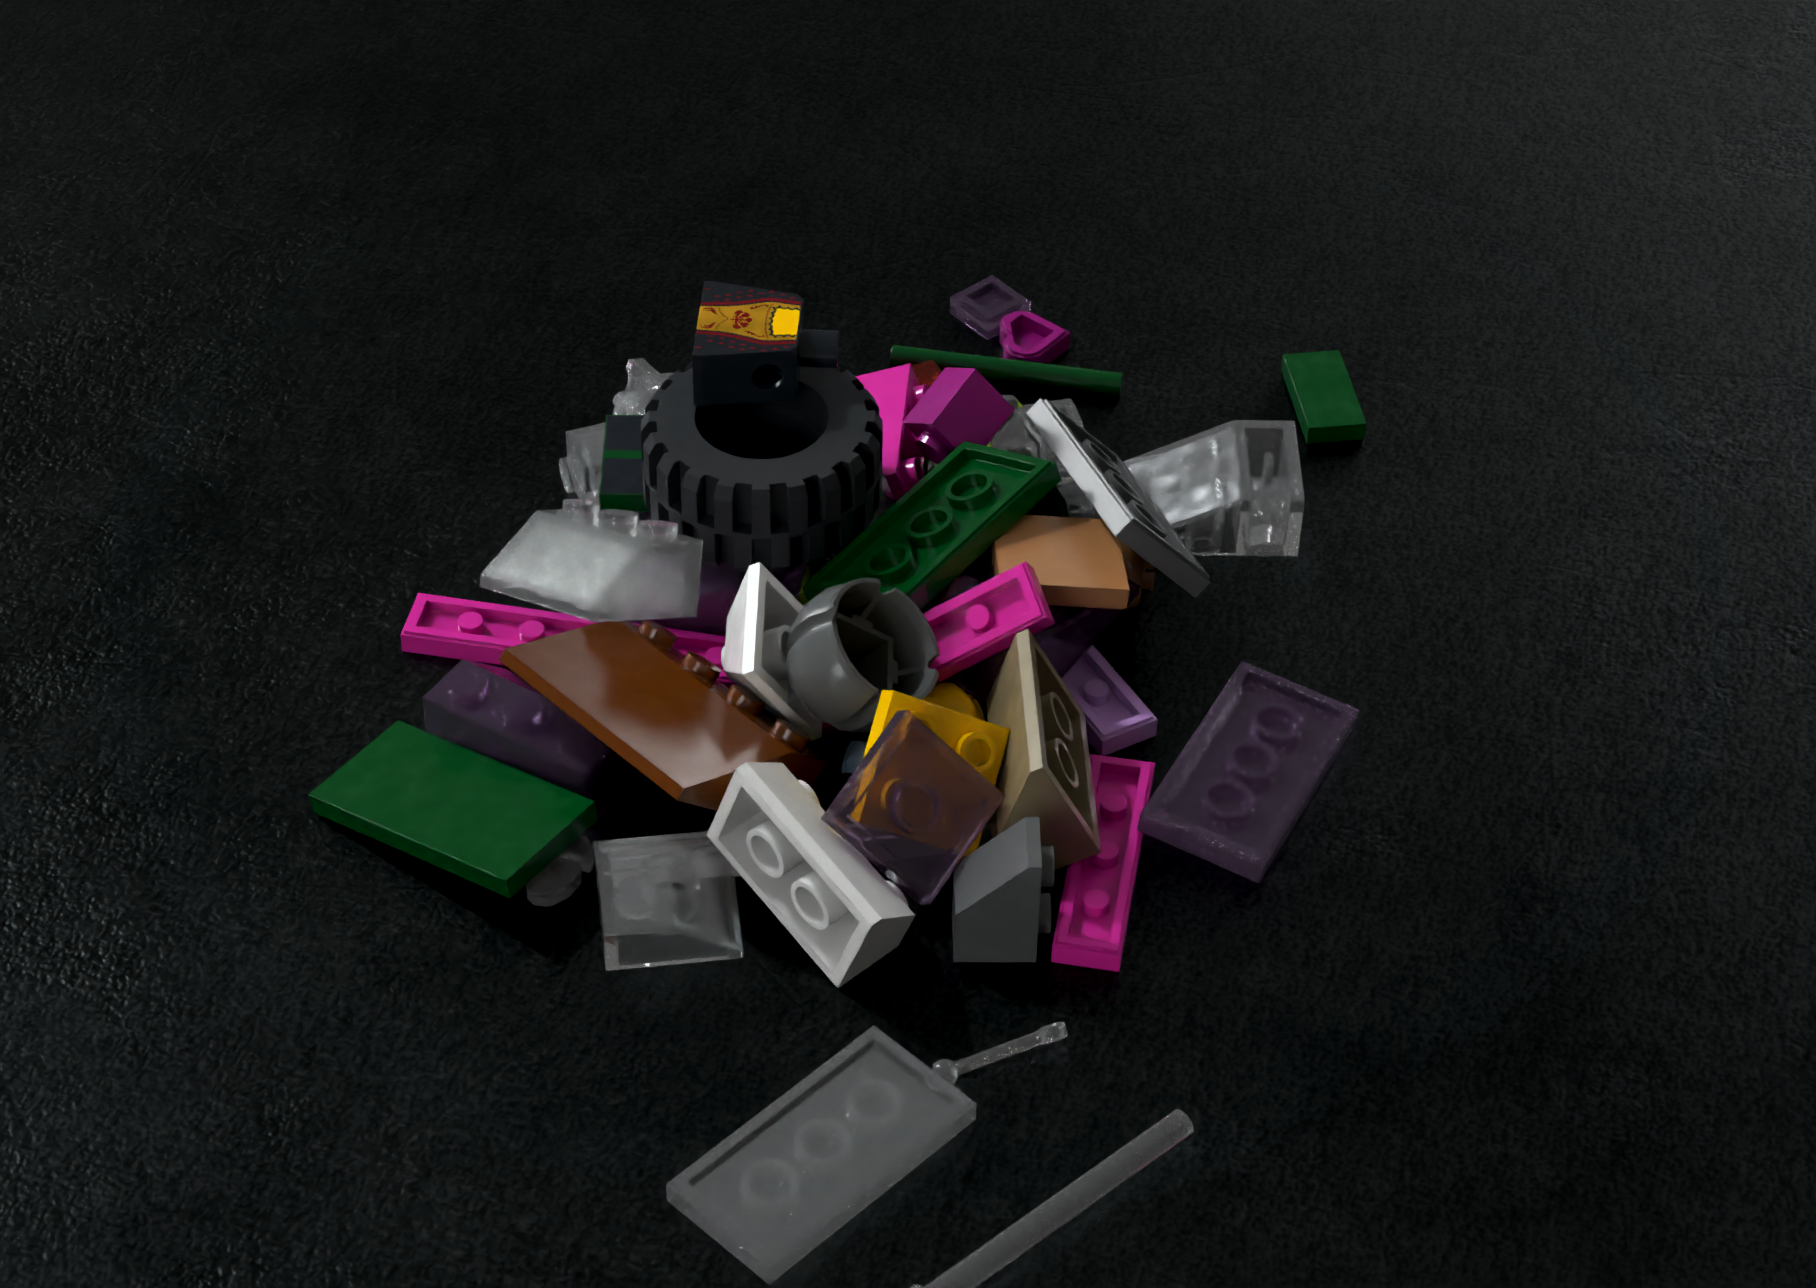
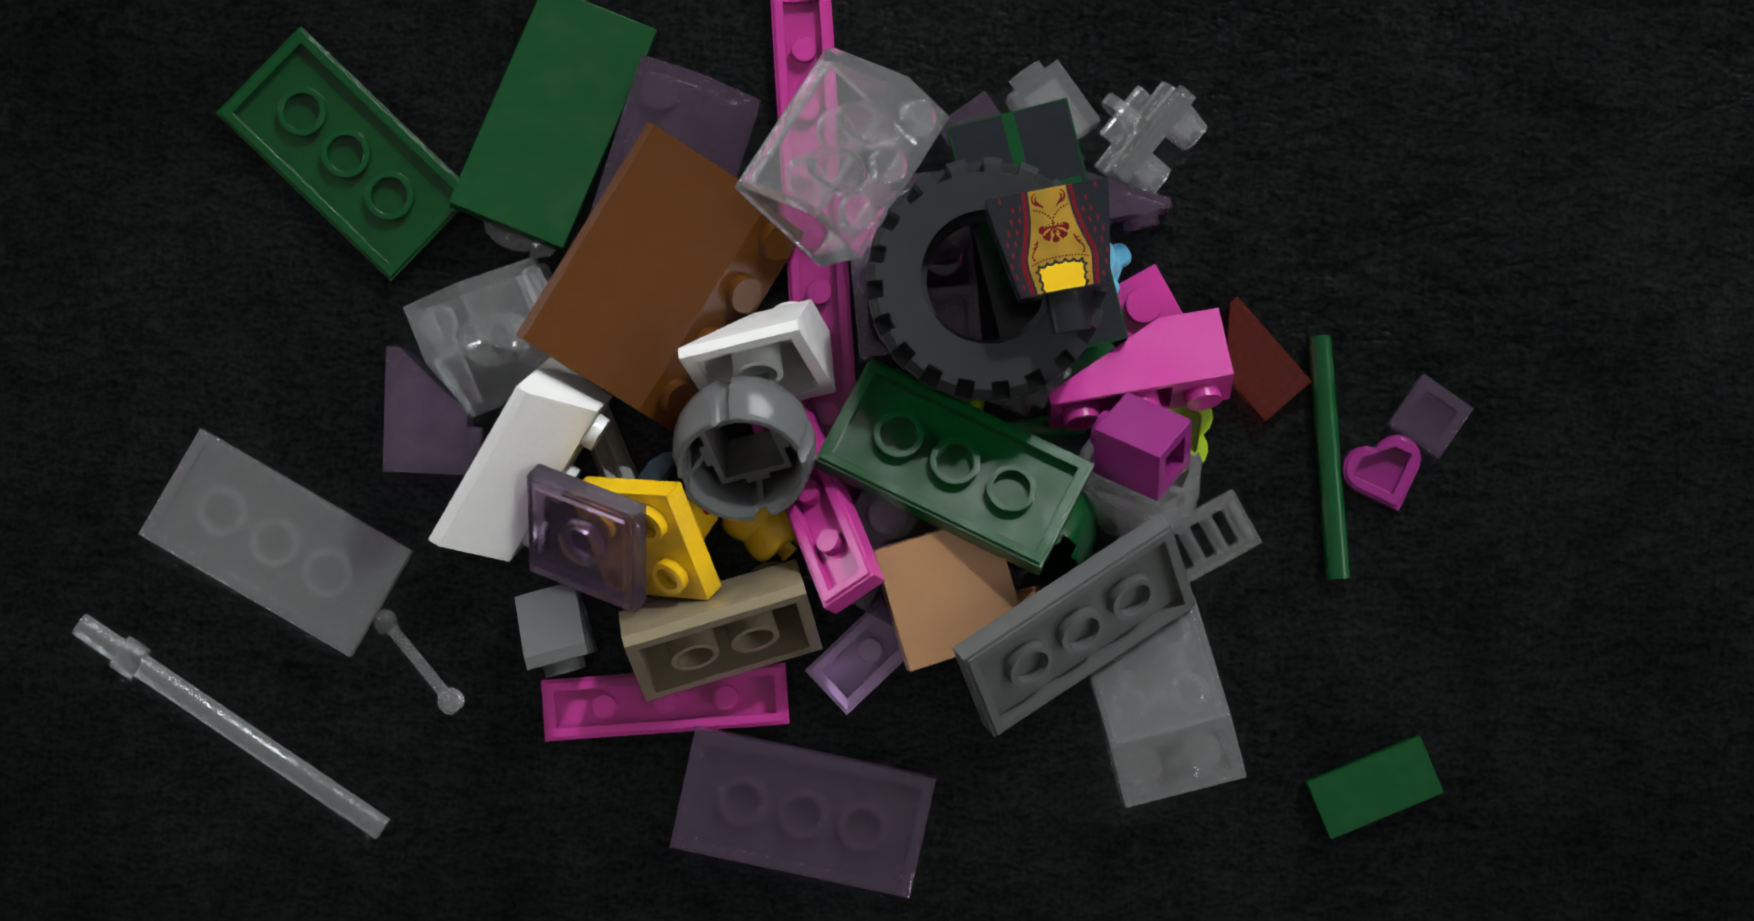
camera: 75 degrees right, 45 degrees up
(409, 1001) = (344, 153): none -> dark green tile
(725, 966) = (424, 422): none -> clear purple slope

